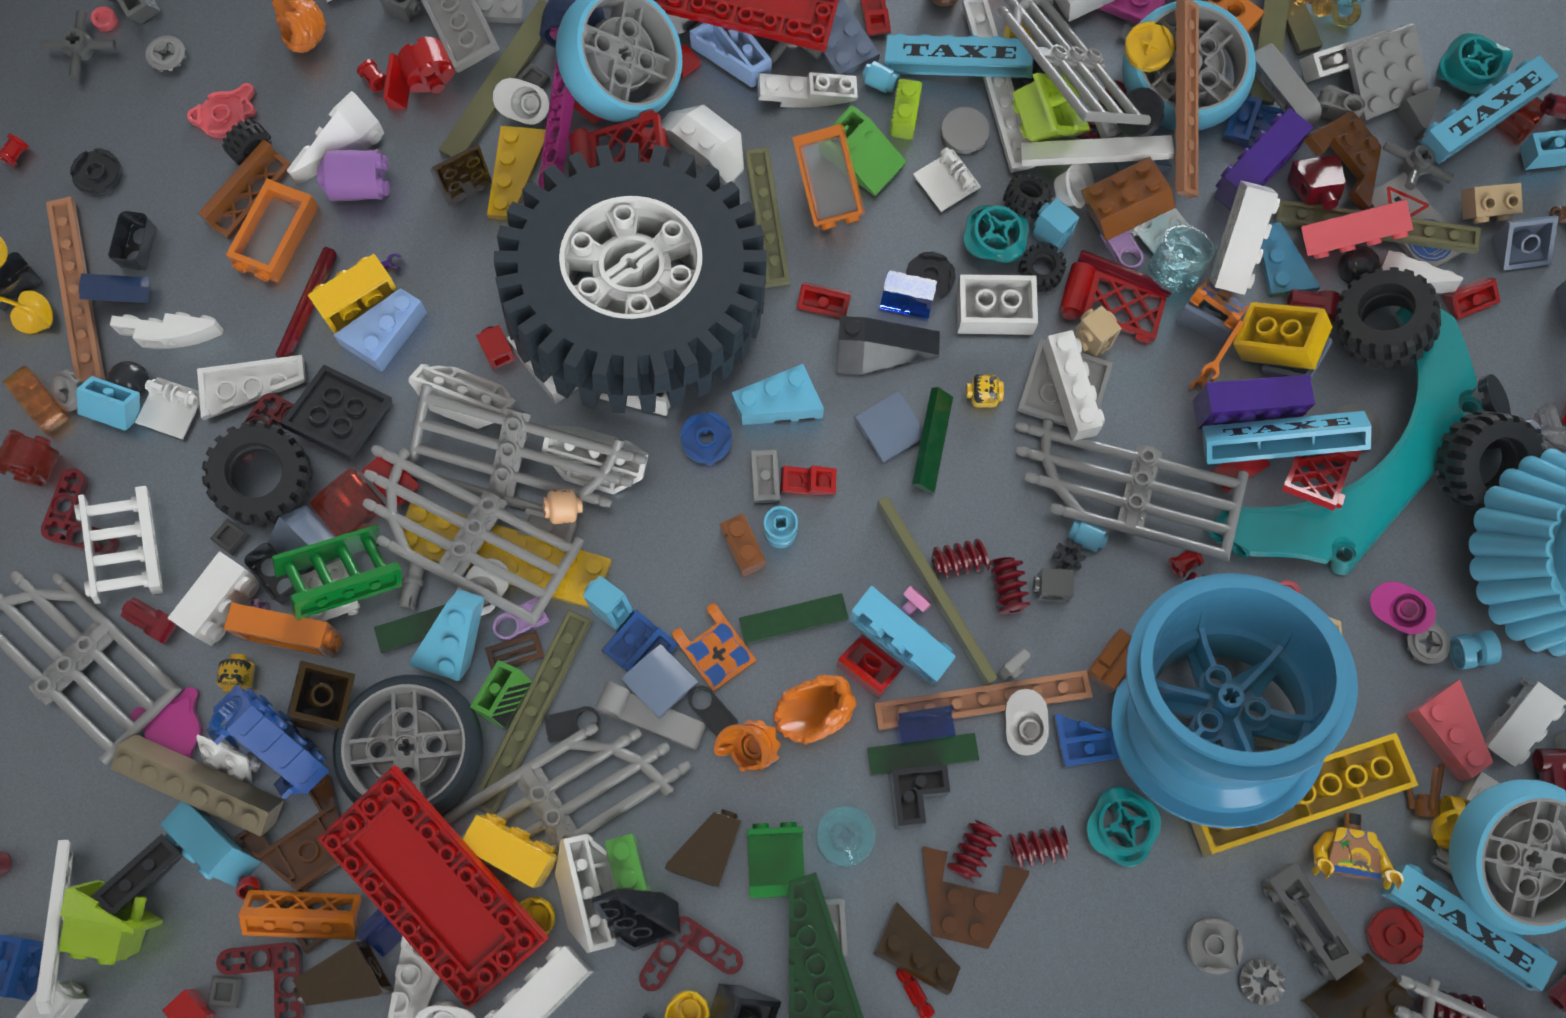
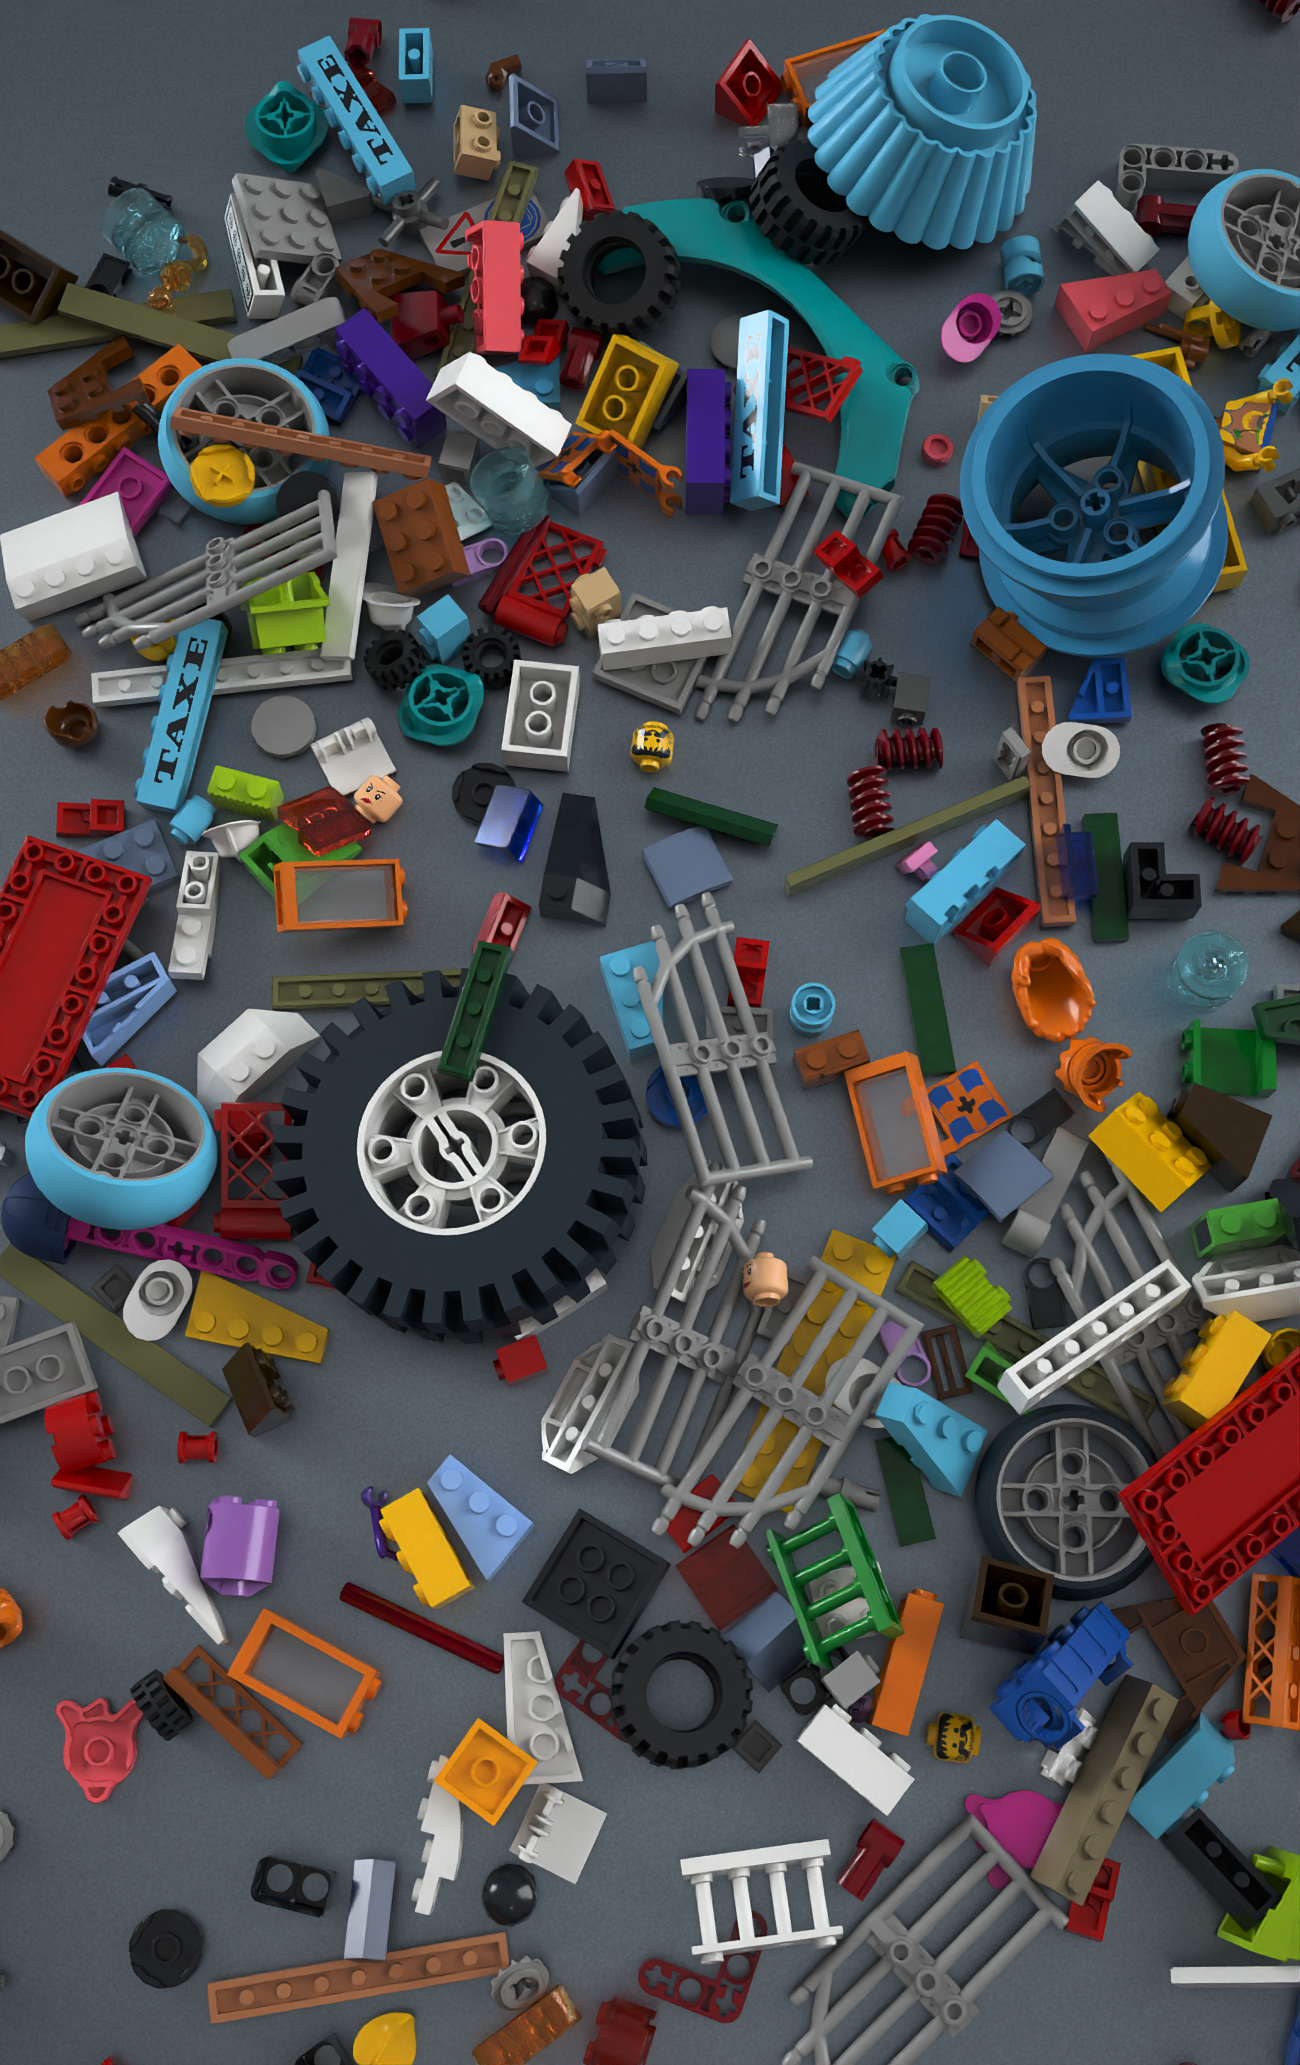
camera: 80 degrees left, 0 degrees up
(108, 403) = (548, 1918): medium azure brick -> none
(118, 785) = (1091, 1918): none -> red slope
(202, 349) = (486, 1771): none -> light orange plate
(265, 588) = (852, 1679): none -> light grey brick
(423, 144) = (197, 1447): none -> red bush
(527, 750) = (1093, 1336): none -> white brick
(561, 663) = (972, 1296): none -> lime brick
(687, 794) = (1150, 1150): none -> yellow brick
(694, 596) = (895, 1123): none -> window
(730, 450) = (716, 1054): none -> light grey piece
(732, 260) = (475, 1010): none -> dark green tile
(868, 105) = (233, 837): none -> white piece
(889, 162) = (324, 820): none -> clear red slope
(914, 199) = (378, 798): none -> light nougat head
(1159, 519) = (847, 564): none -> red slope
(1209, 221) = (459, 456): none -> light grey brick
(1323, 277) = (544, 343): none -> red slope

